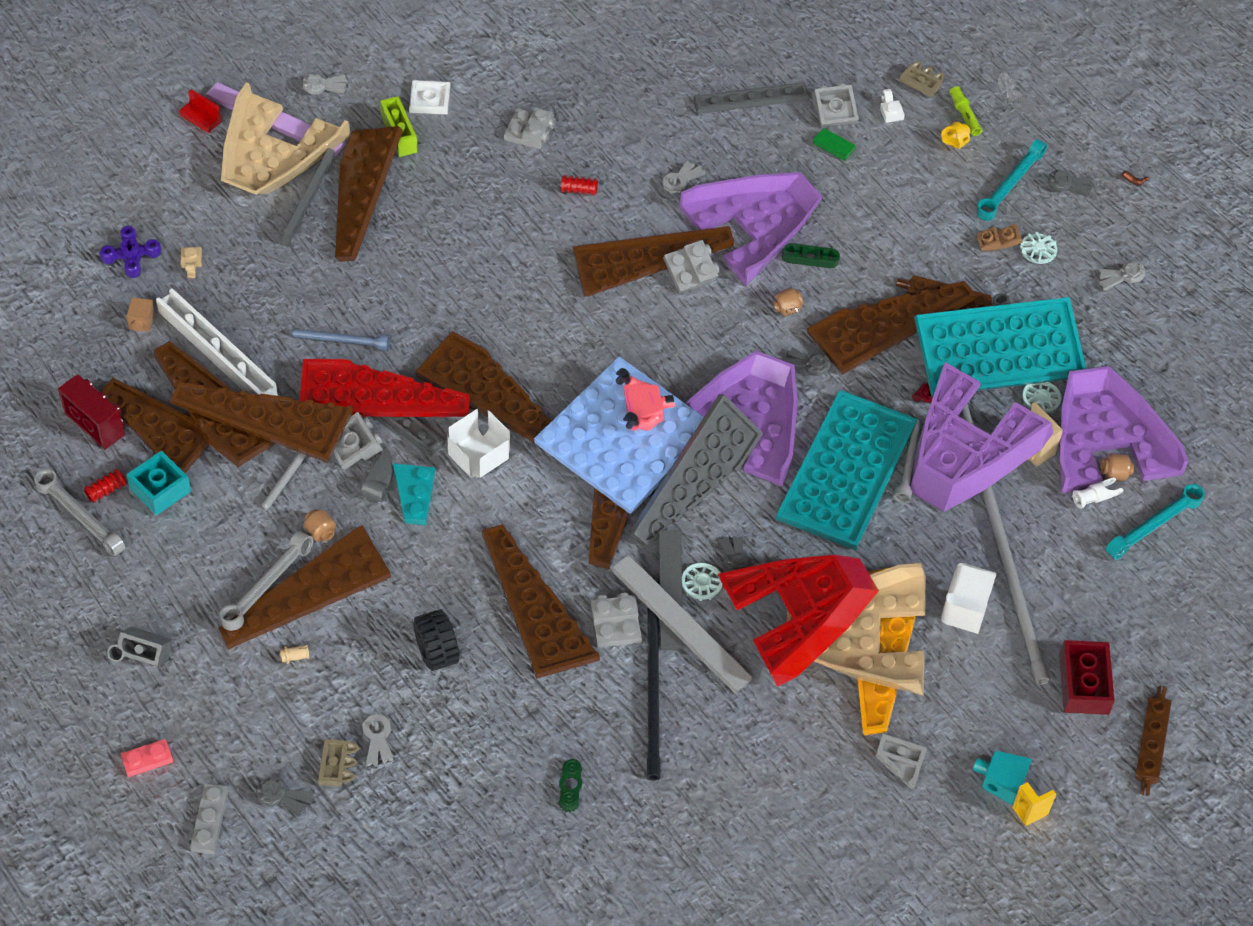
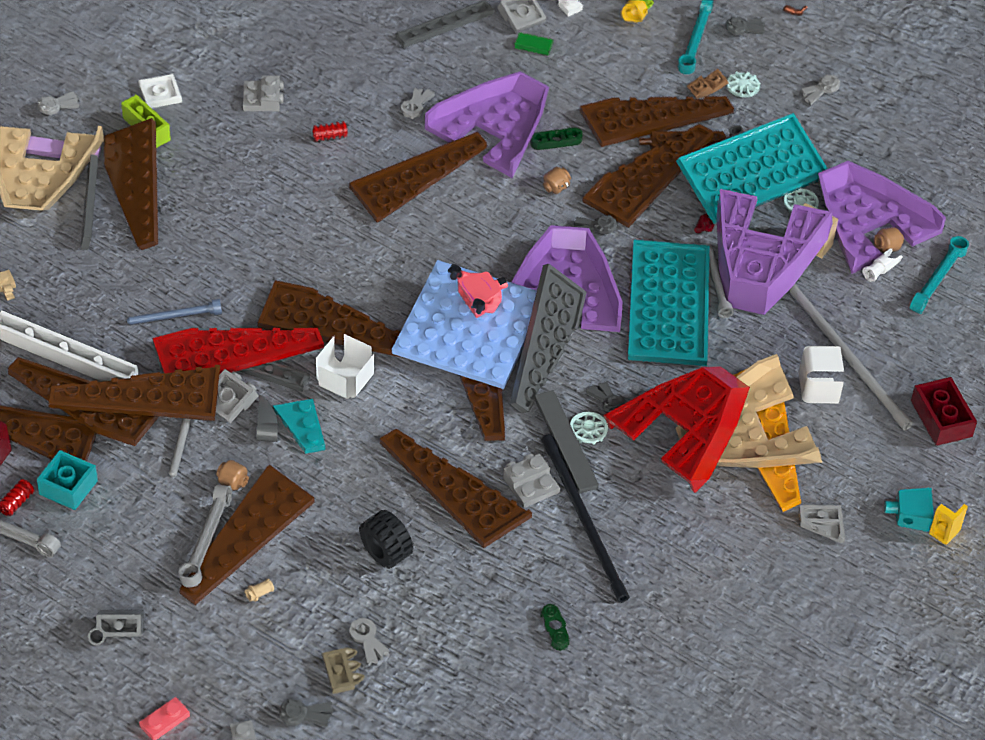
camera: 20 degrees left, 5 degrees down
(681, 624) = (590, 465): light grey tile -> none
(691, 266) = (461, 172): light grey plate -> none
(891, 253) = (629, 119): none -> reddish brown wing

